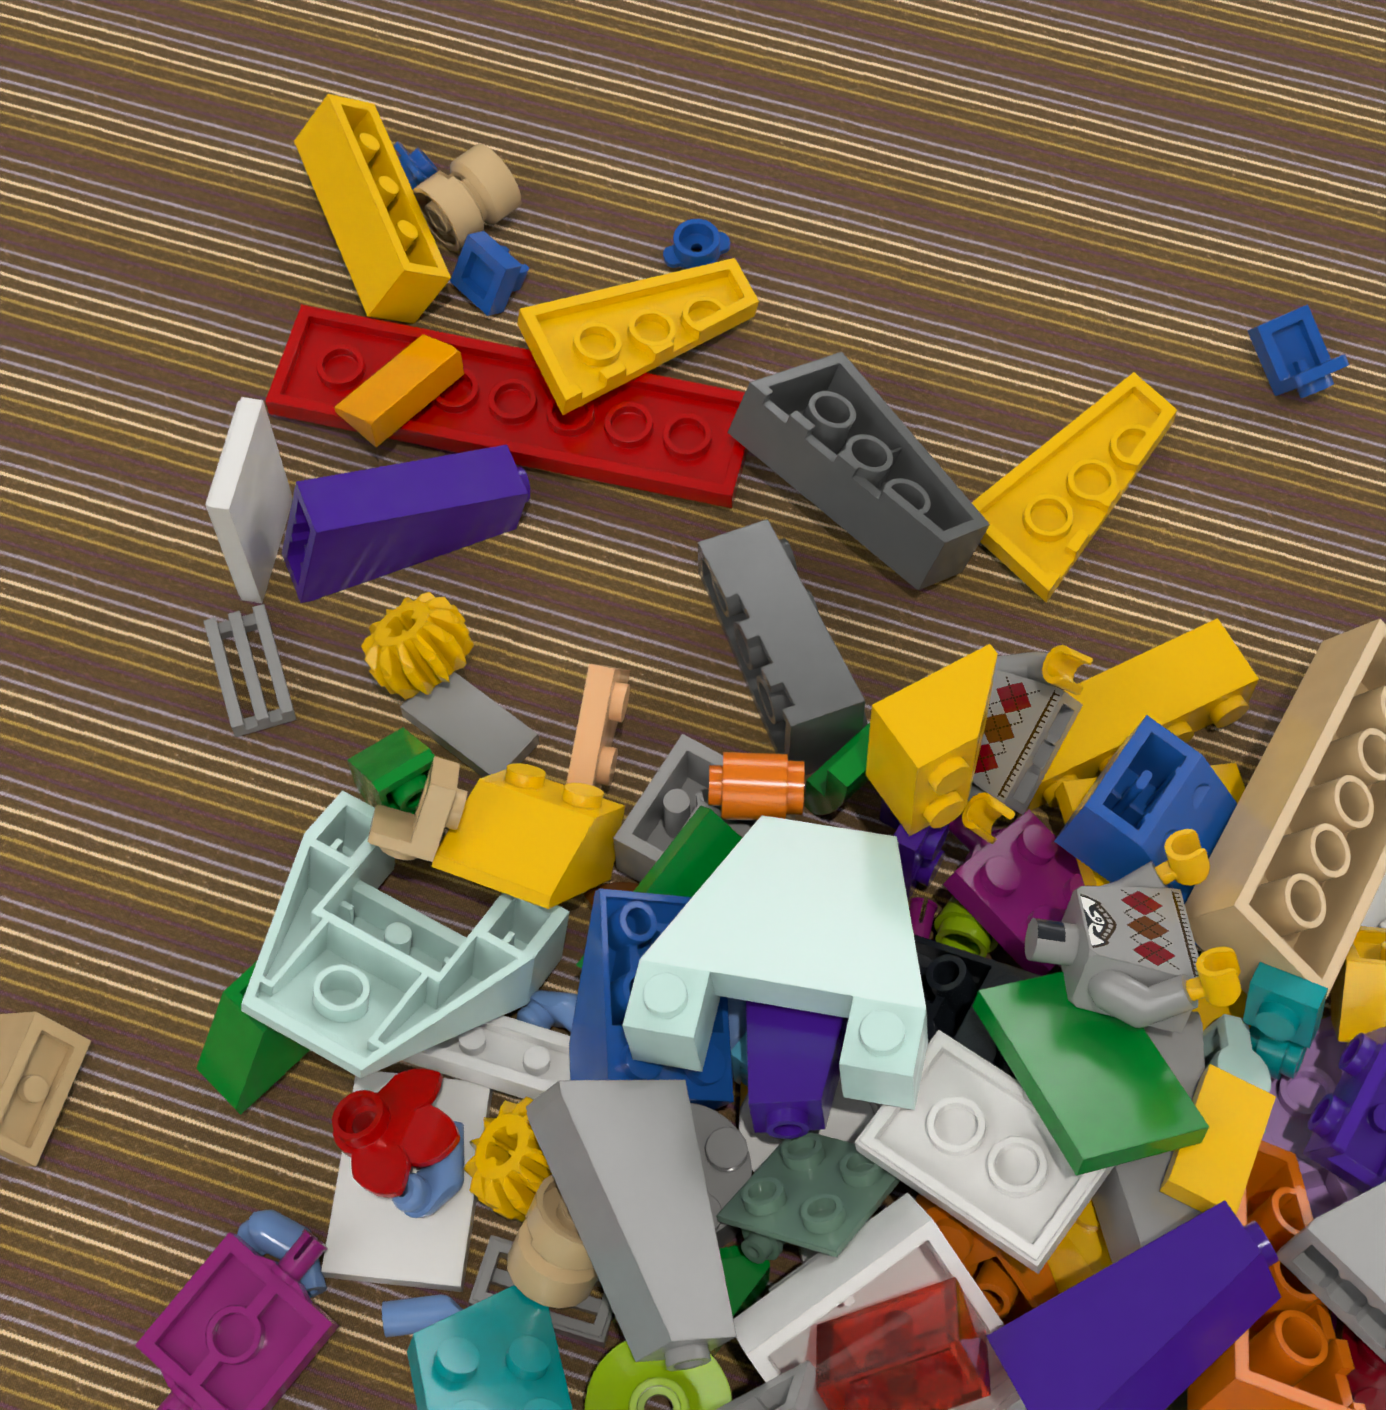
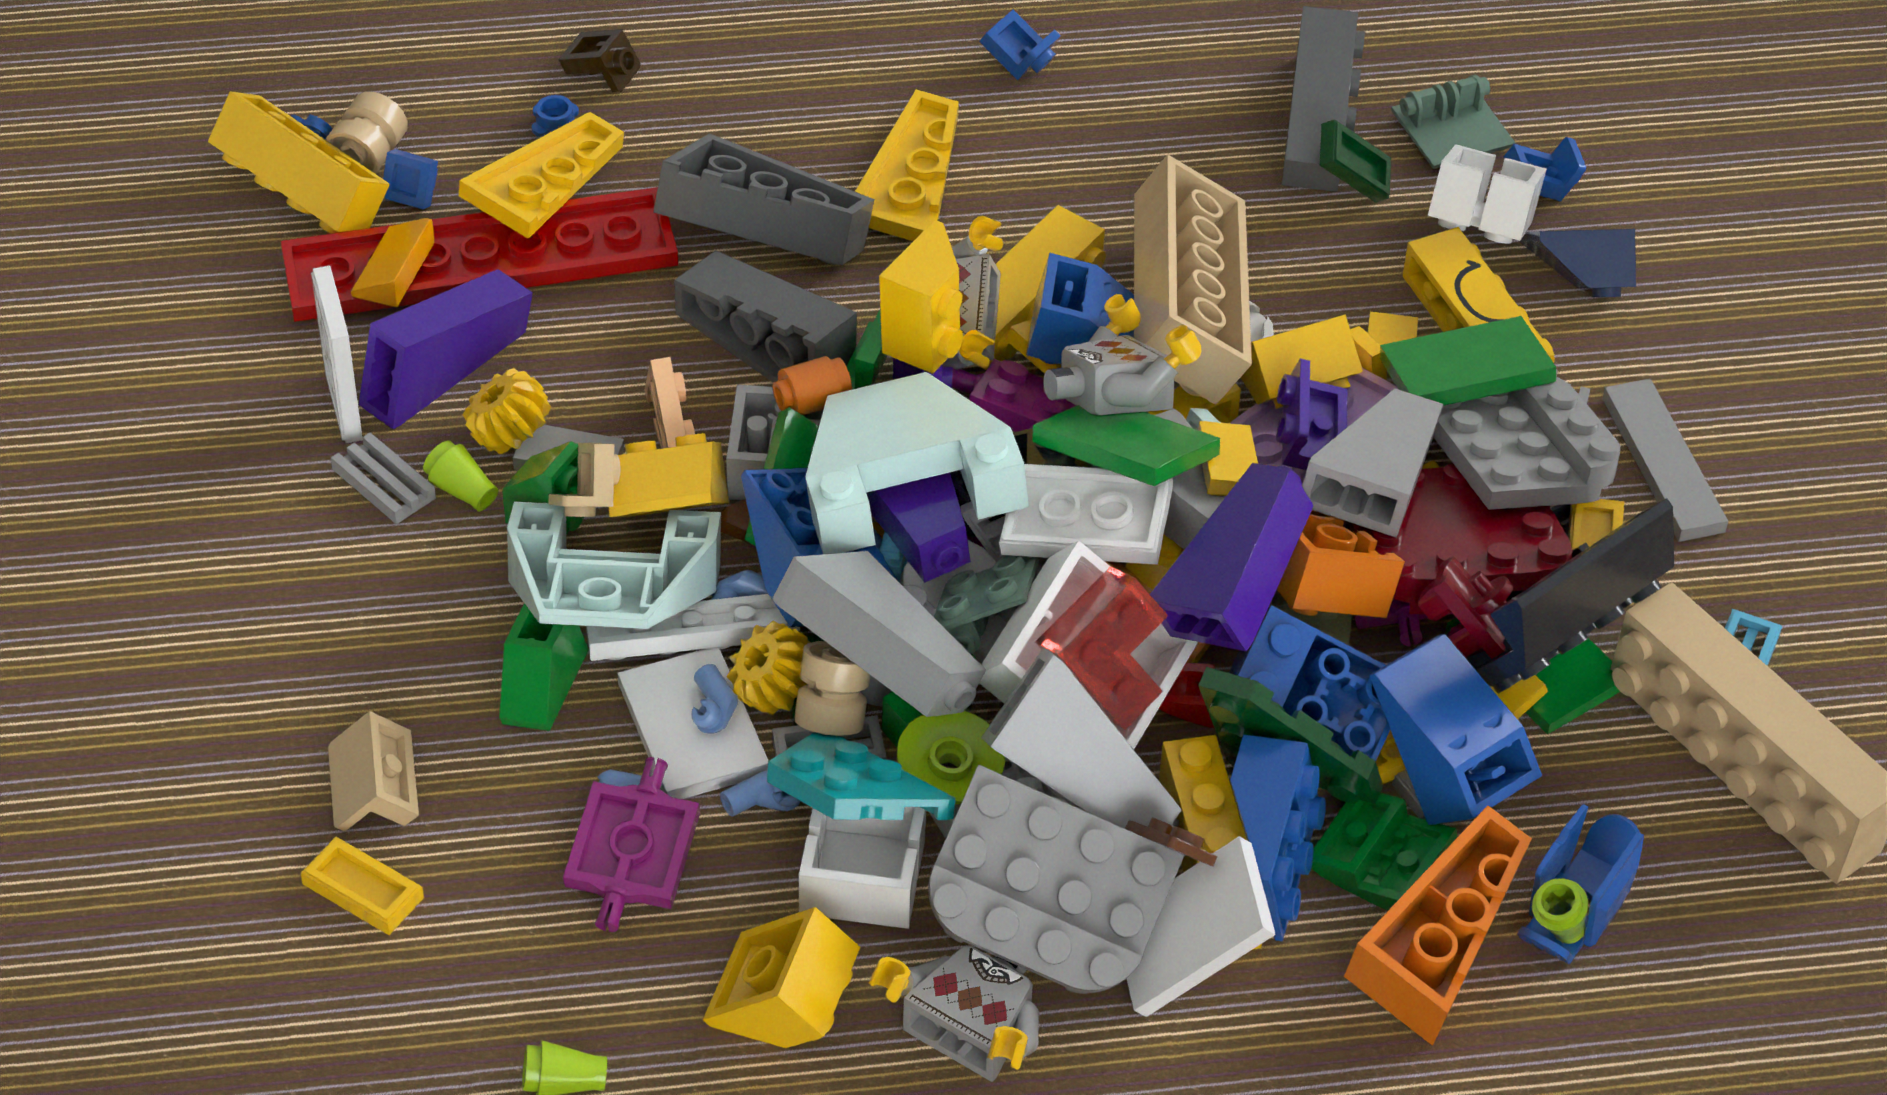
camera: 30 degrees left, 15 degrees down
(328, 706) = (458, 474): none -> lime cone
(394, 1131) = (672, 682): red plate -> none
(793, 185) = (603, 53): none -> dark brown bracket
(1283, 1018) = (1228, 387): teal plate -> none

